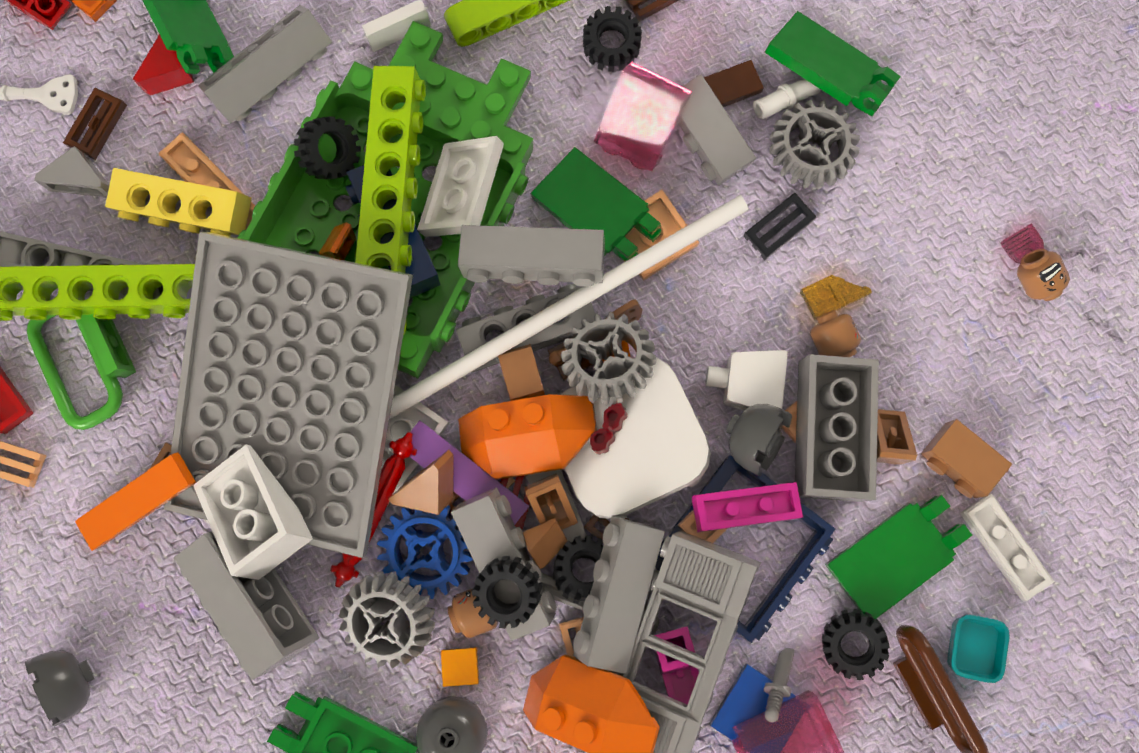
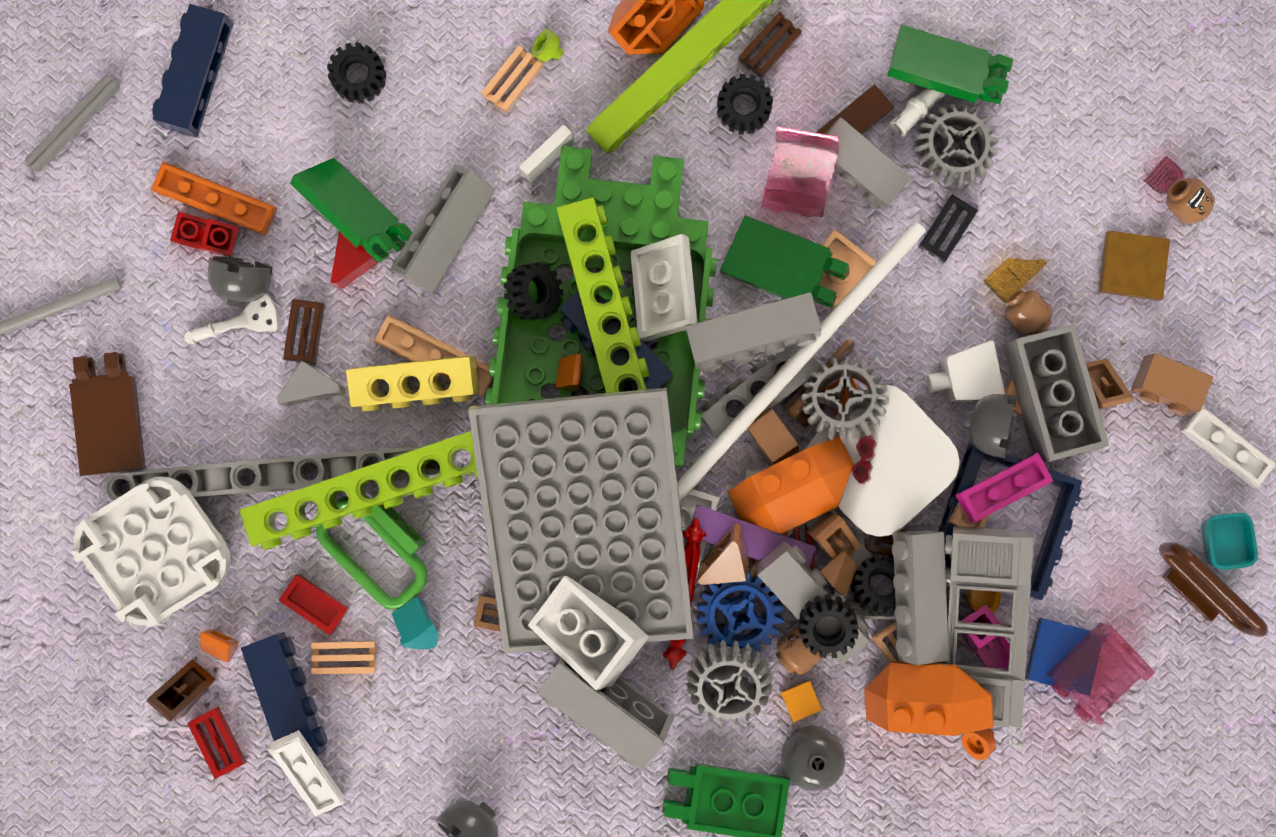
camera: 20 degrees left, 5 degrees up
(46, 50) = (238, 279): none -> dark grey cylinder
(87, 452) = (415, 625): none -> teal tile
(135, 501) = (477, 655): orange tile -> none
(697, 623) = (979, 598): none -> light orange tile
(778, 687) = (1074, 629): light grey piece -> none
(859, 665) = (1132, 589): black tyre -> none
(896, 556) = (1138, 486): green tile -> none
(963, 325) = (1134, 265): none -> pearl gold tile

